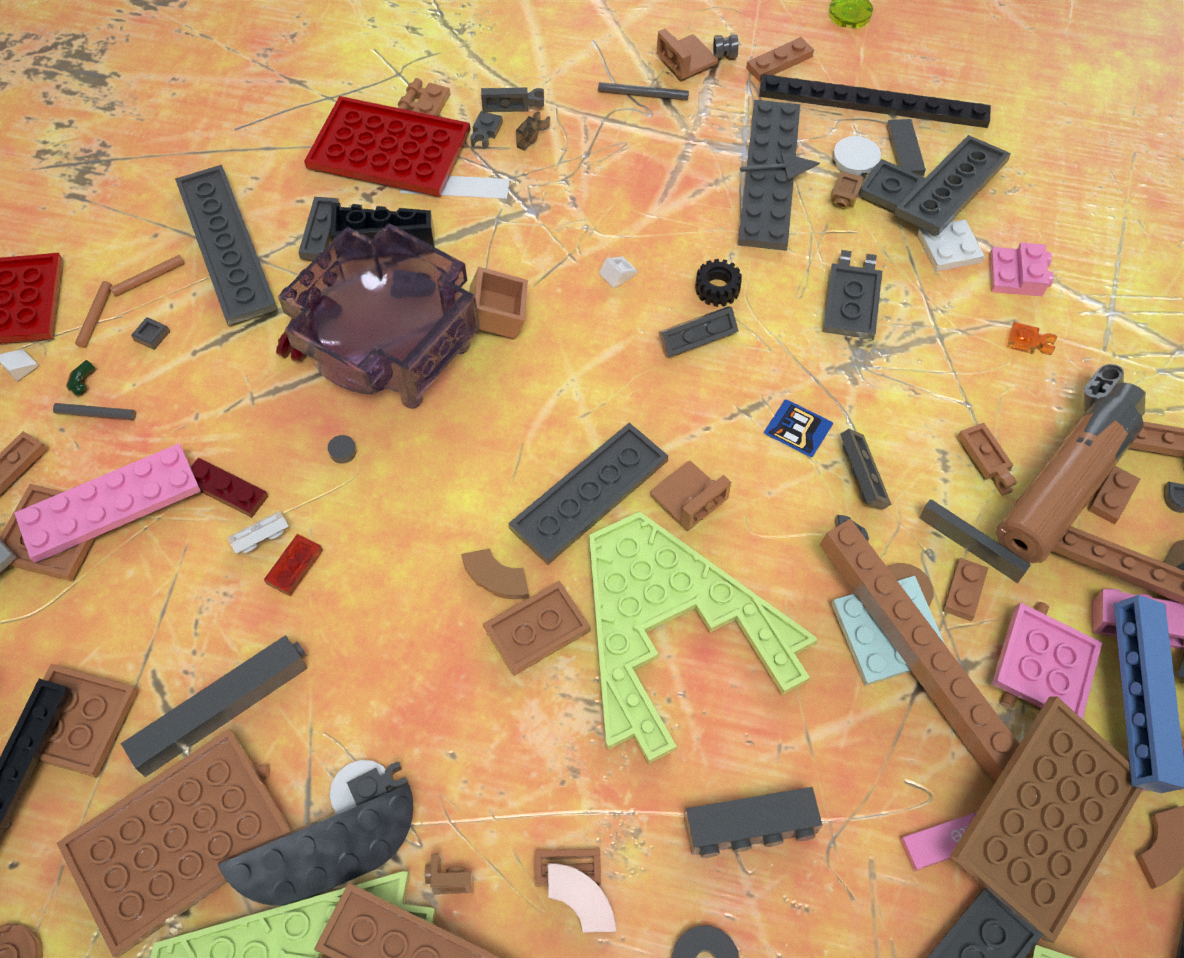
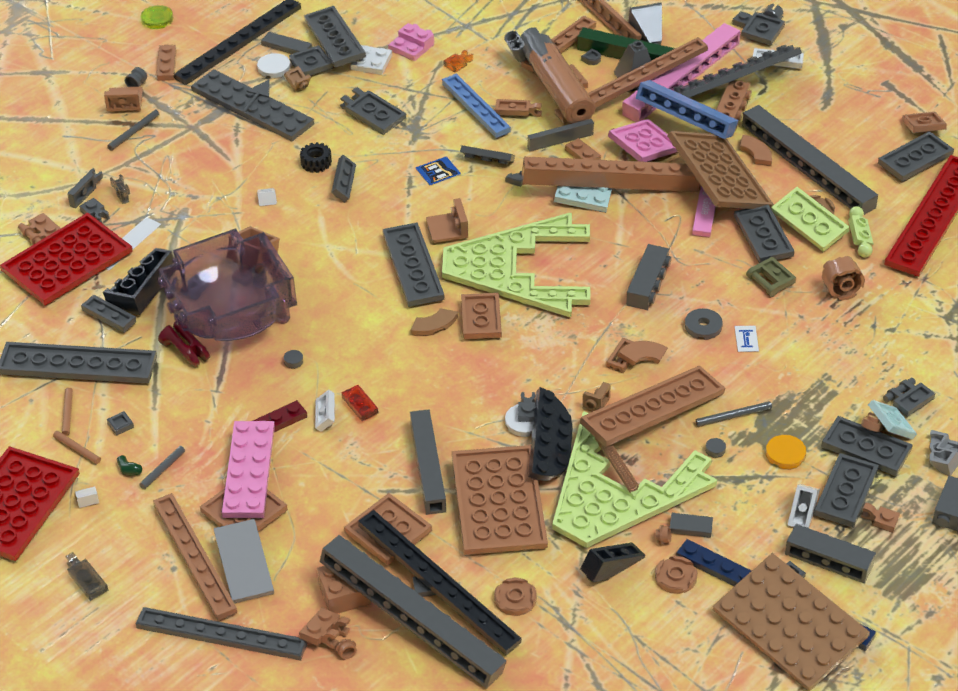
camera: 60 degrees left, 15 degrees down
(953, 407) = (476, 105): none -> medium blue plate

